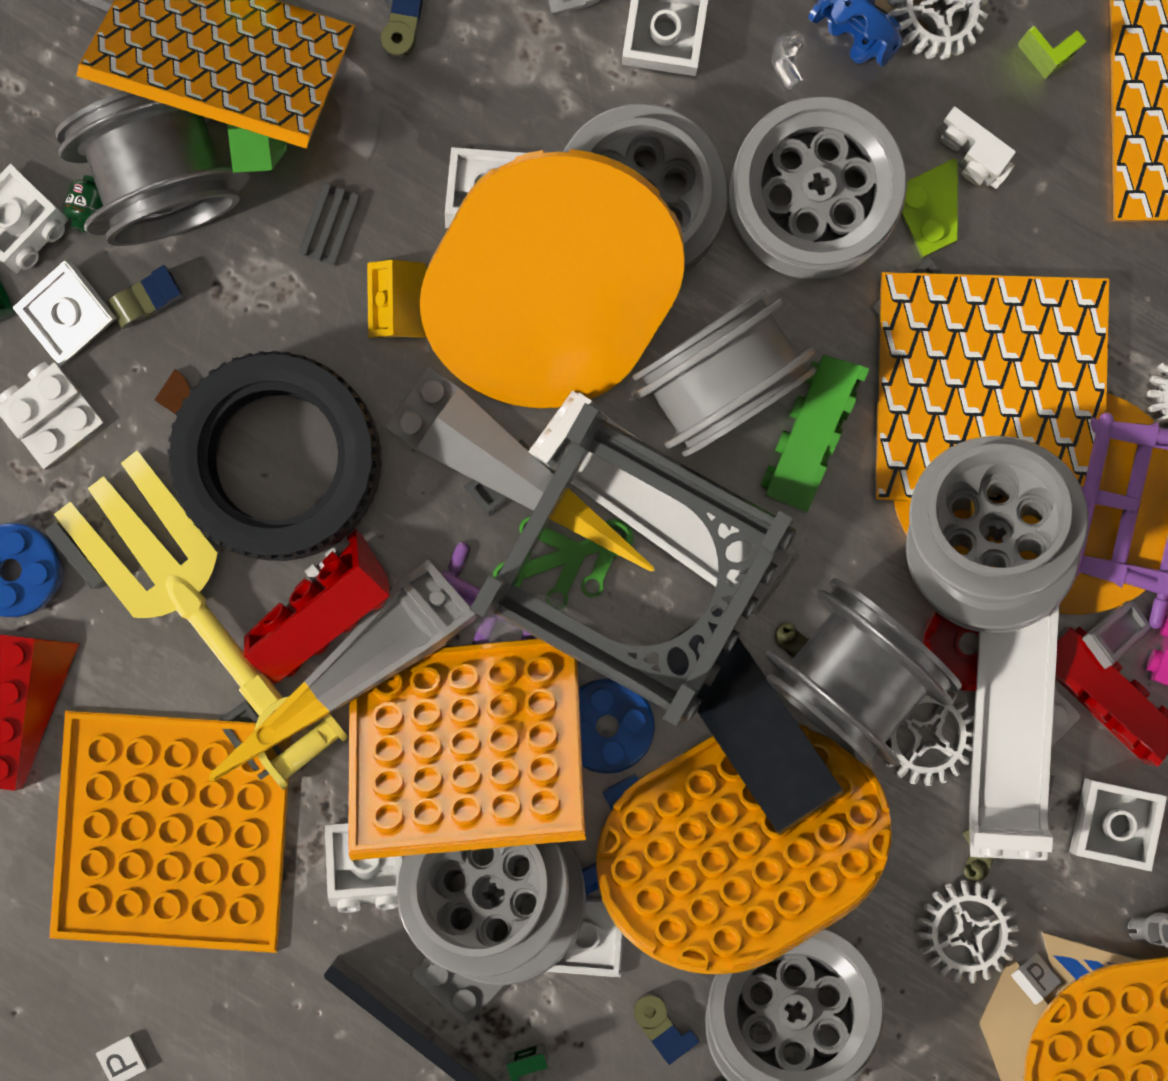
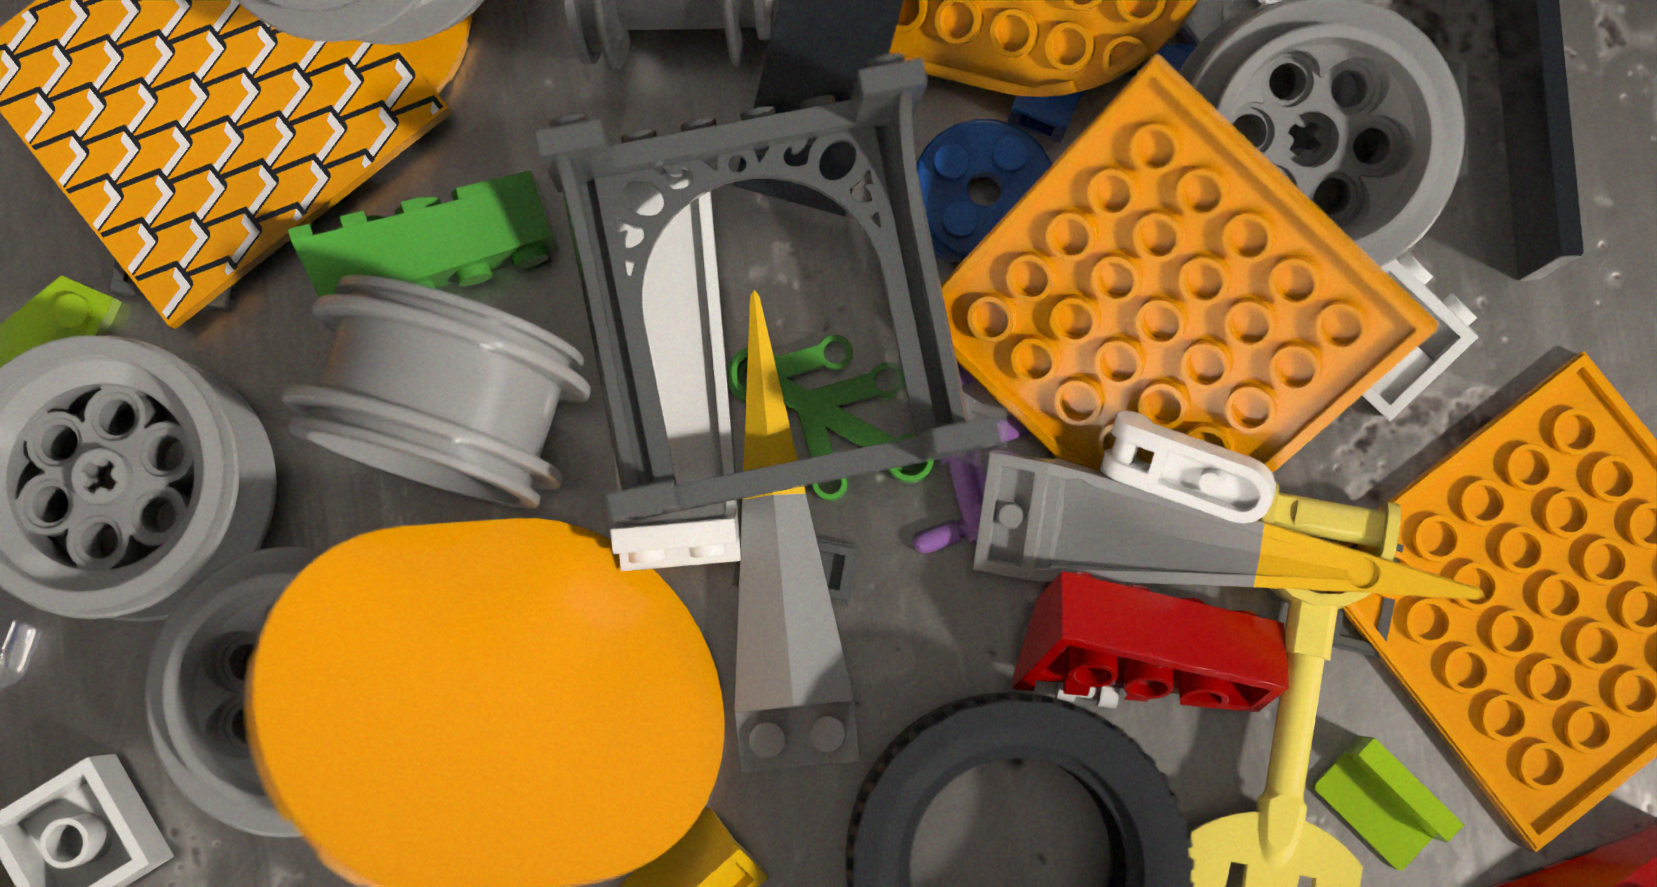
camera: 125 degrees left, 5 degrees down
(149, 658) = (1384, 802): none -> lime panel
(385, 696) = (1189, 470): none -> white plate
(790, 639) = (699, 62): olive arm -> none

